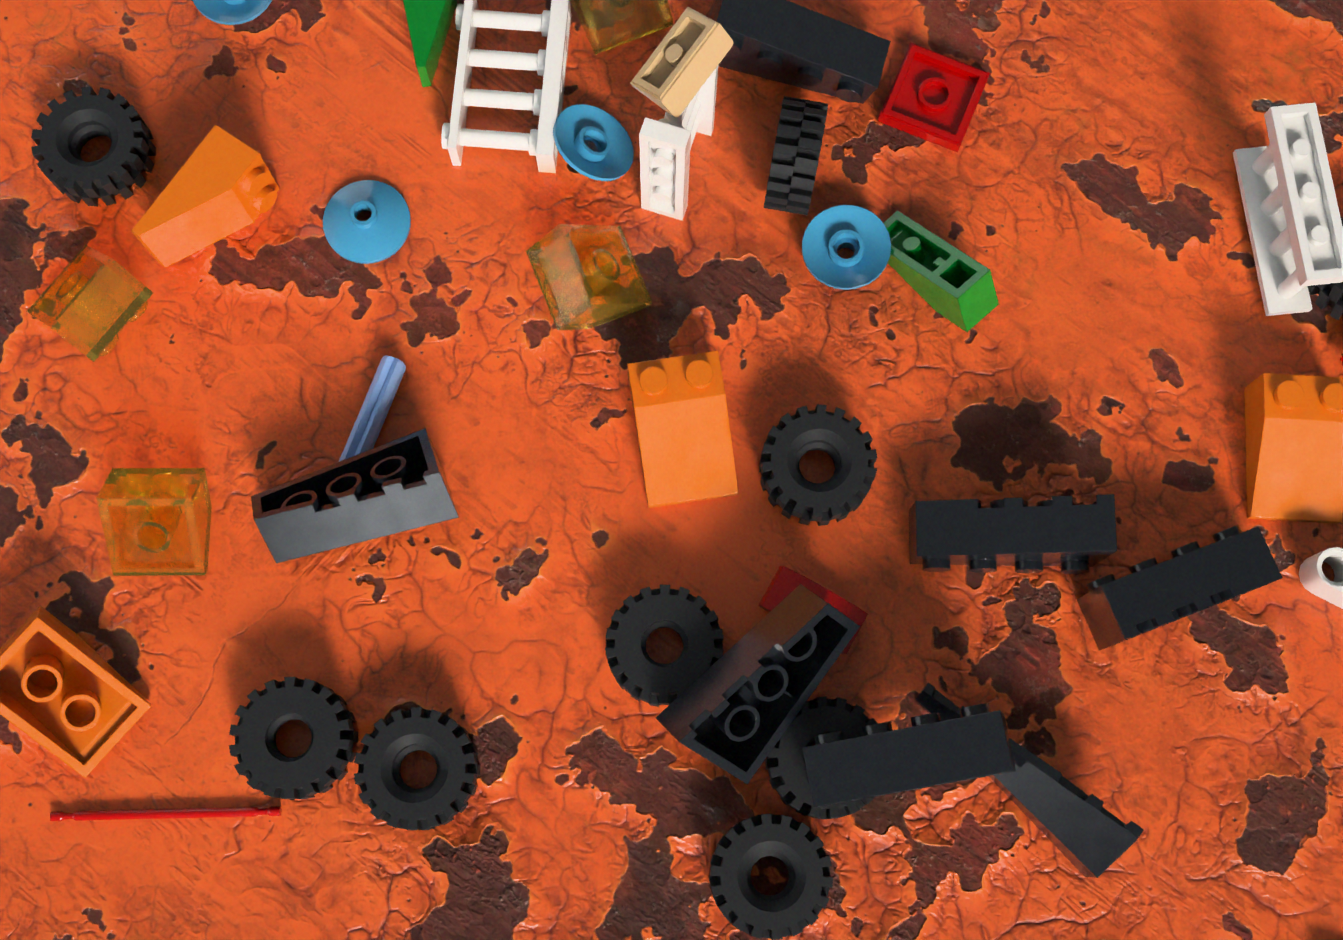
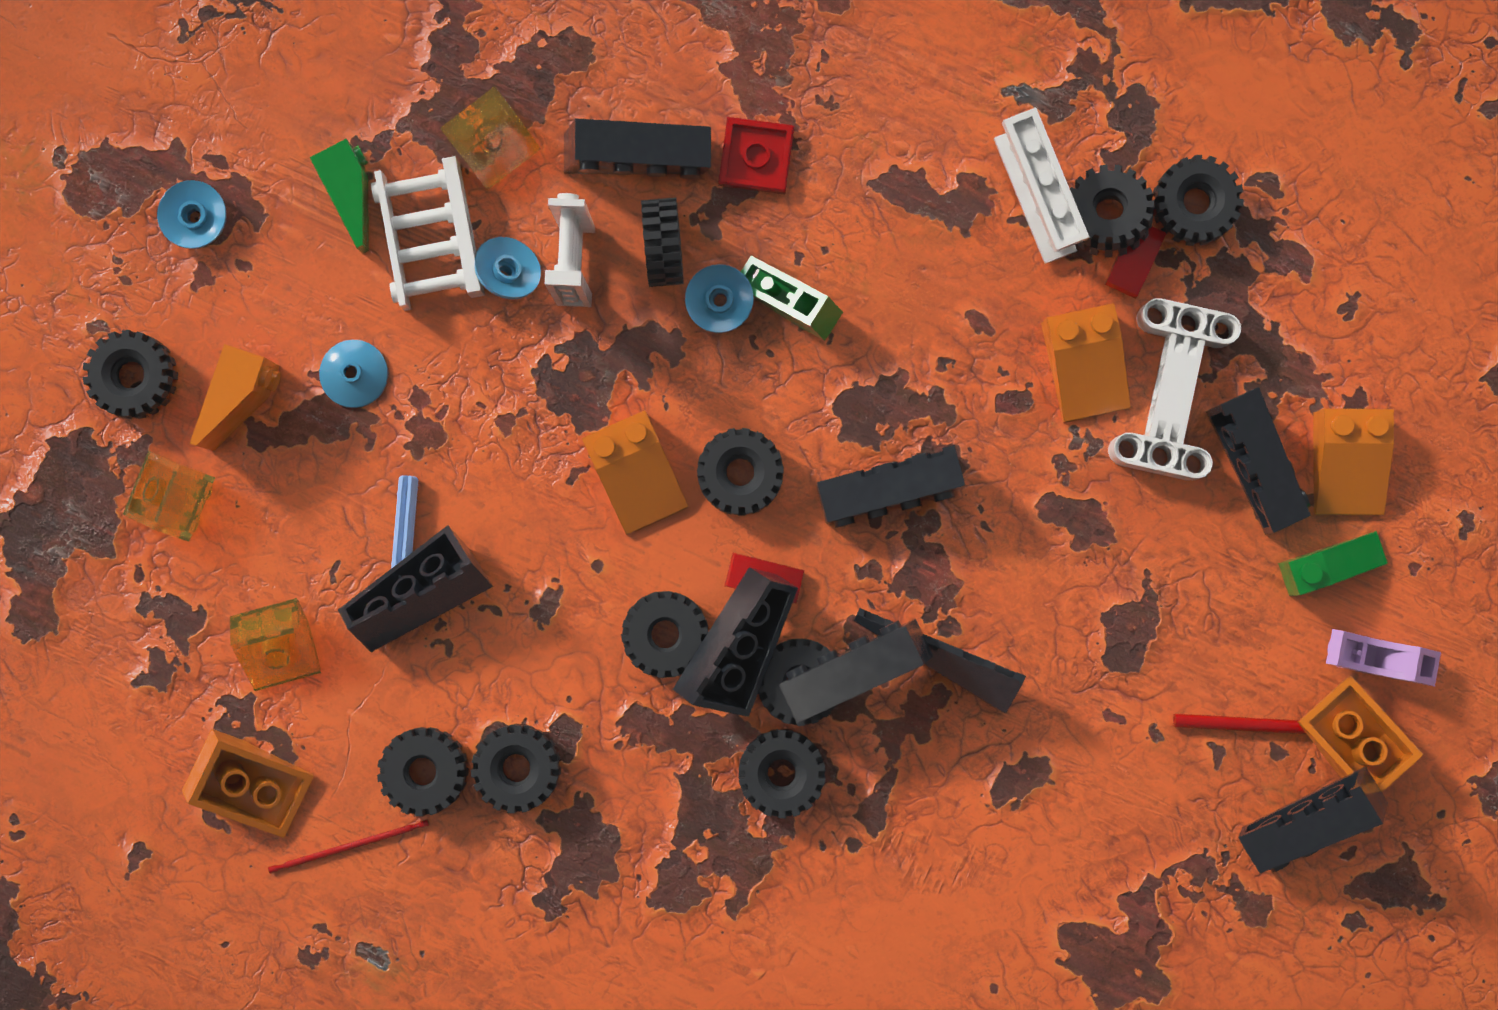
camera: 15 degrees left, 10 degrees up
(587, 275) = (533, 373): clear yellow slope -> none
(683, 61) = (560, 220): tan slope -> none
(1177, 587) = (1020, 491): black wedge -> none

